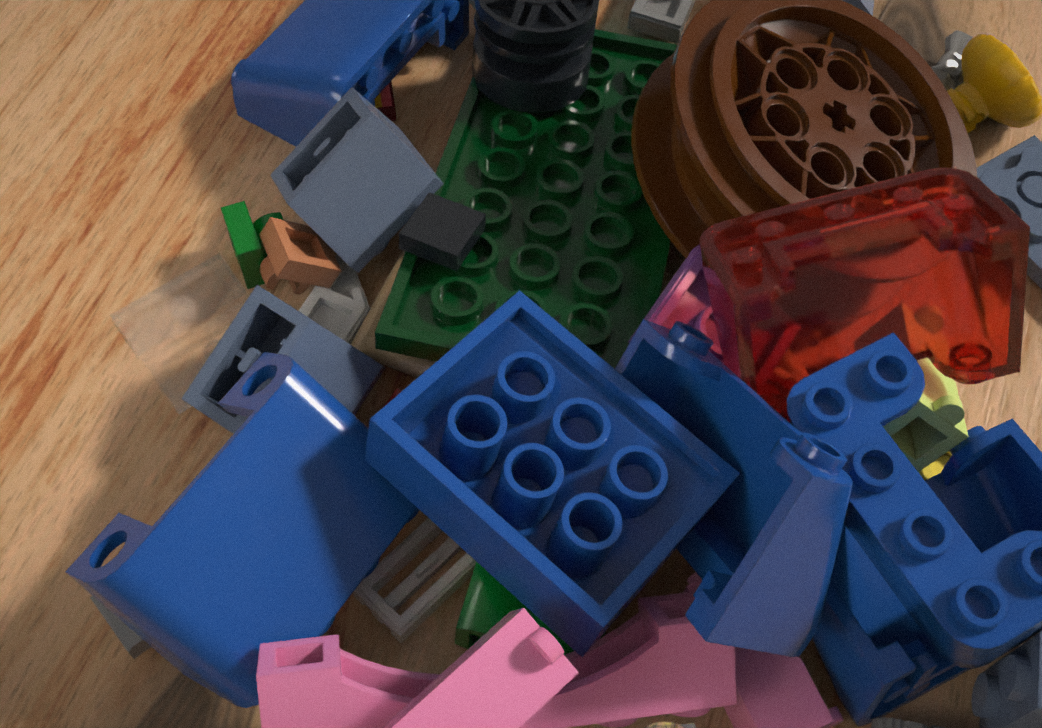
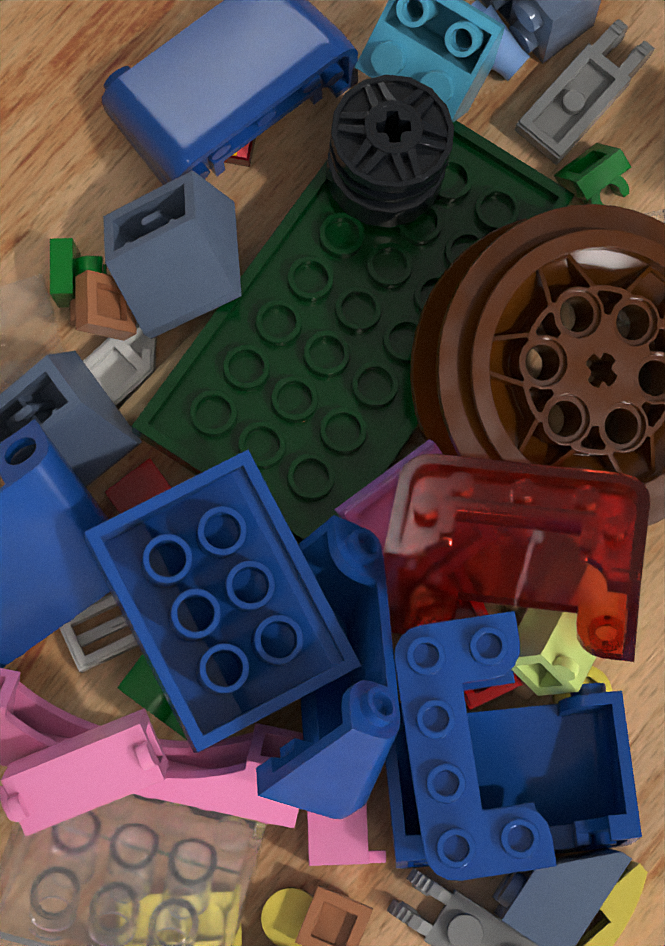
camera: 30 degrees right, 20 degrees up
(442, 231) = (223, 344): black tile -> none

